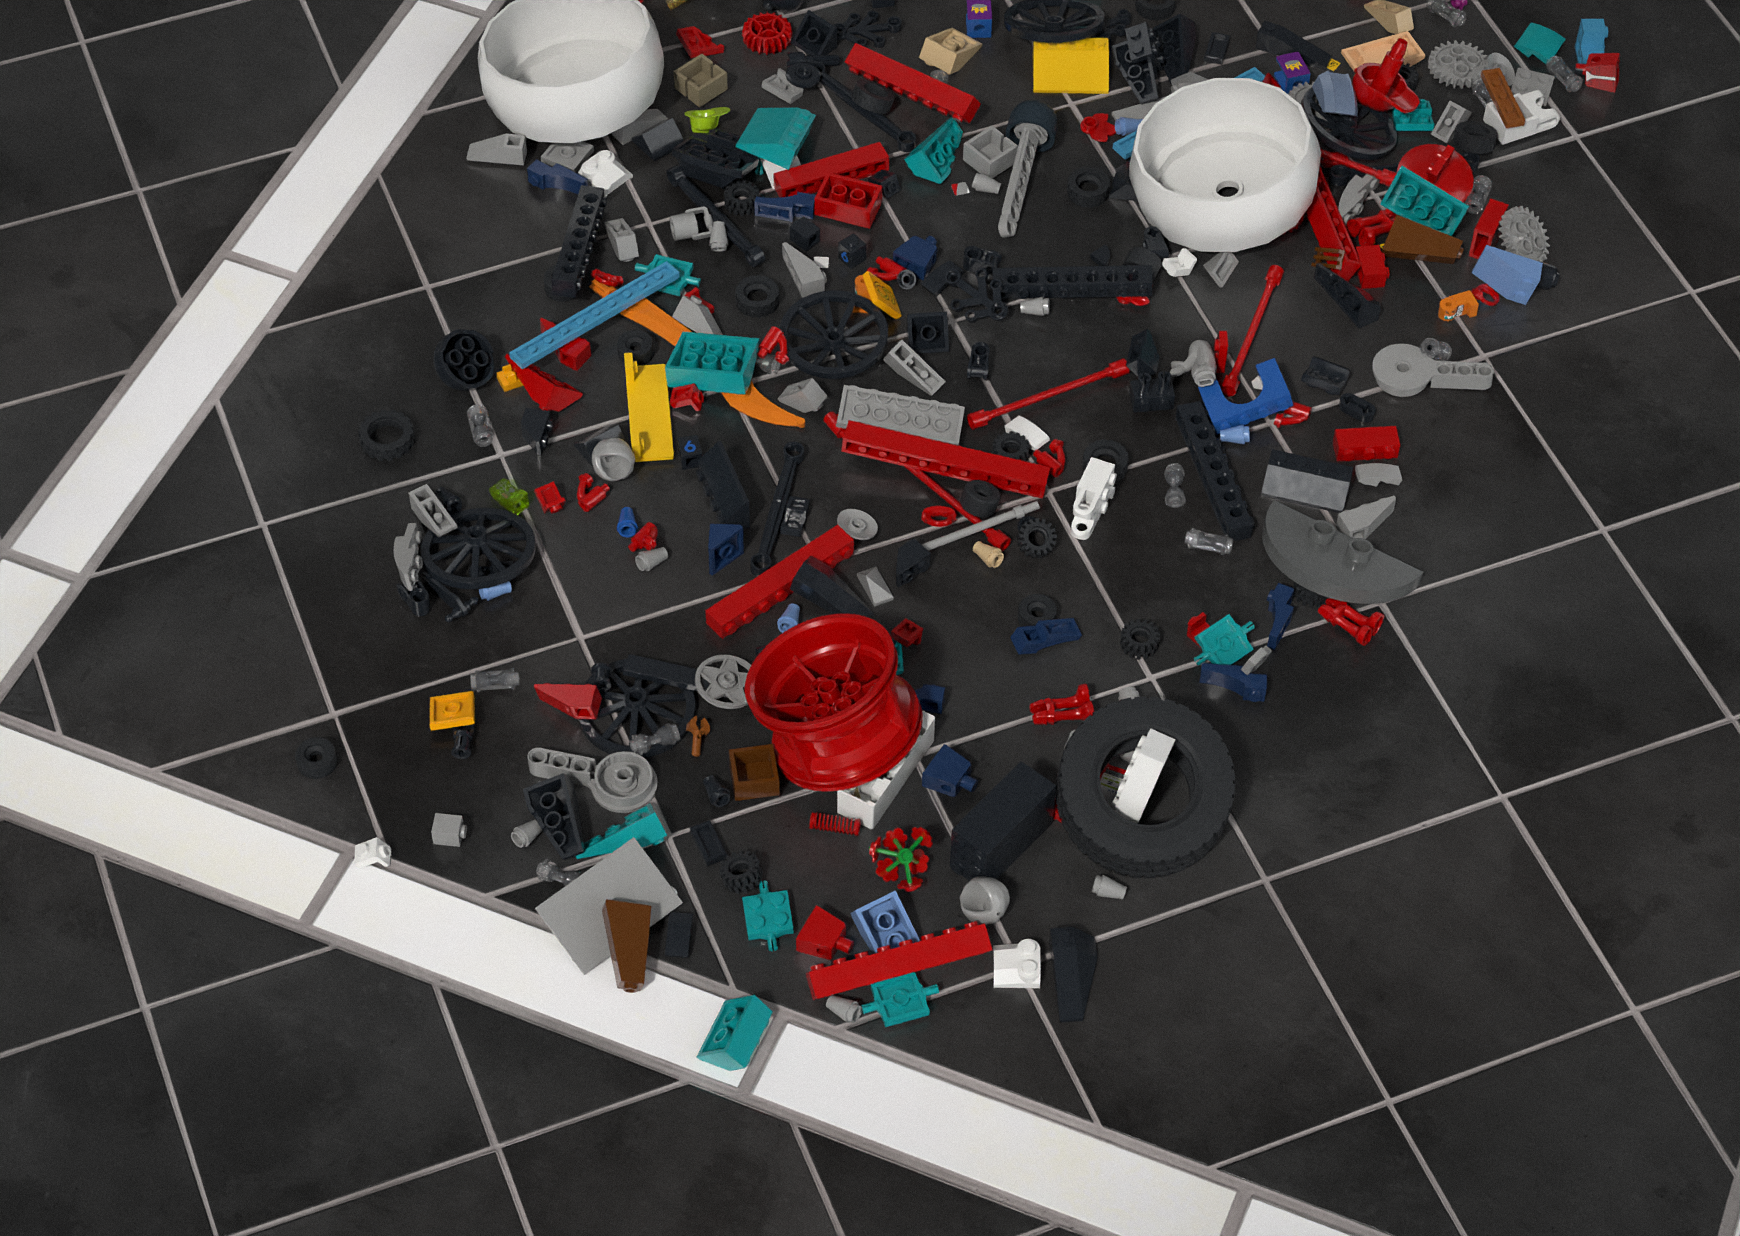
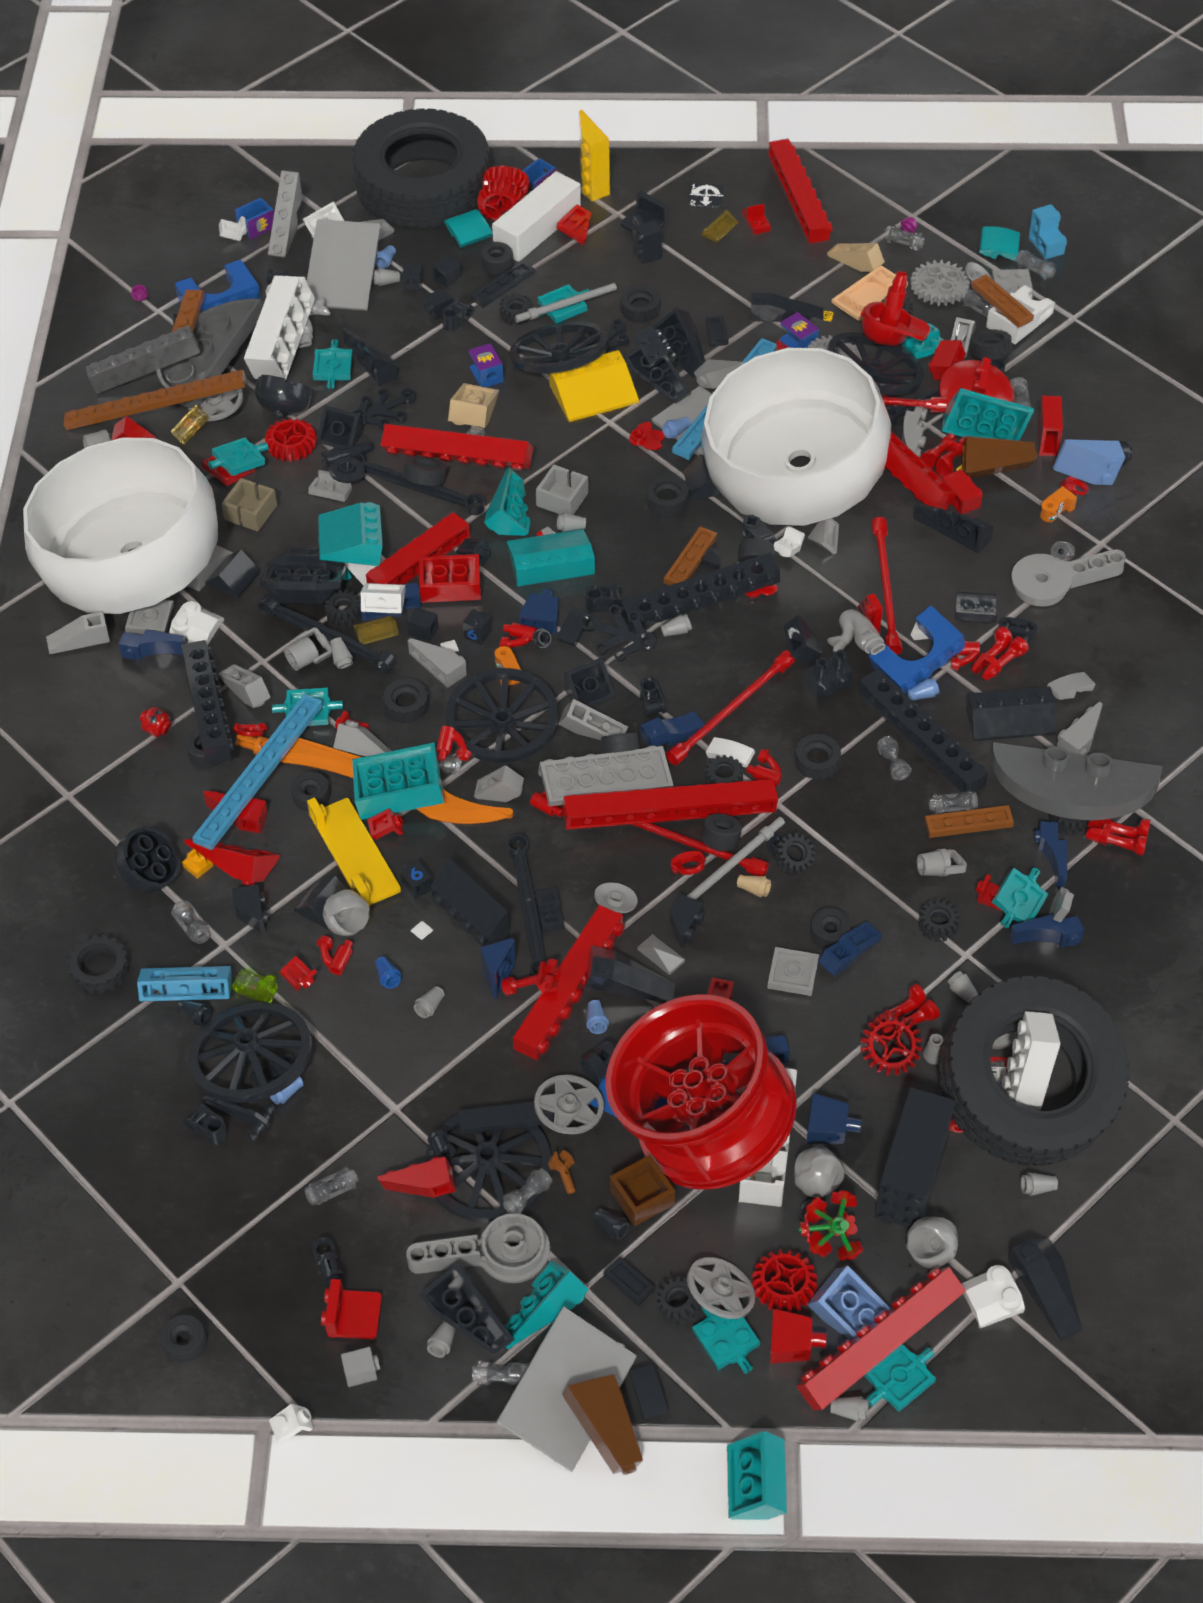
camera: 20 degrees left, 0 degrees up
(406, 555) = (184, 1087): light grey slope -> none
(431, 511) = (185, 1030): light grey slope -> none
(449, 474) = (184, 983): none -> dark azure brick
(452, 710) = (303, 1235): light orange tile -> none
(461, 785) = (351, 1312): none -> red bracket
(529, 246) = (155, 721): none -> red head
(644, 538) = (414, 980): red plant -> none
(675, 497) = (421, 930): none -> white sticker
(705, 120) = (272, 541): lime piece -> none
(711, 34) = (238, 456): none -> teal plate
(728, 568) = (543, 979): none -> red bar
(762, 227) = (376, 630): none -> clear yellow slope
(776, 198) = (382, 598): none -> white tile
(781, 873) = (721, 1288): none -> light grey wheel
(826, 890) = (779, 1293): none -> red gear
(856, 828) = (767, 1207): red piece -> none
(881, 295) = (528, 661): light orange tile -> none
(915, 808) = (818, 1172): none -> light grey piece
(928, 391) = (620, 742): none -> black tyre
(952, 210) = (551, 557): none -> teal slope
(982, 397) = (670, 730): none -> dark blue slope
(984, 638) = (793, 971): none -> light grey plate
(1033, 129) = (595, 455): light grey piece -> none
(1043, 720) = (901, 1049): none -> red gear
(1082, 248) = (690, 556): none -> dark orange plate
(1092, 496) = (827, 794): white brick -> none
(1163, 589) = (939, 863): none -> light grey piece
(1215, 563) = (969, 821): none -> dark orange plate
(1309, 429) = (1003, 640): none -> red piece
(1319, 257) = (910, 498): reddish brown tile -> none
(1336, 93) = (855, 340): sand blue slope -> none
(1366, 443) = (1045, 660): red brick -> none
(1424, 133) = (946, 354): none -> red brick
(1524, 234) = (1084, 419): light grey gear -> none
(1600, 71) = (1067, 252): red torso -> none

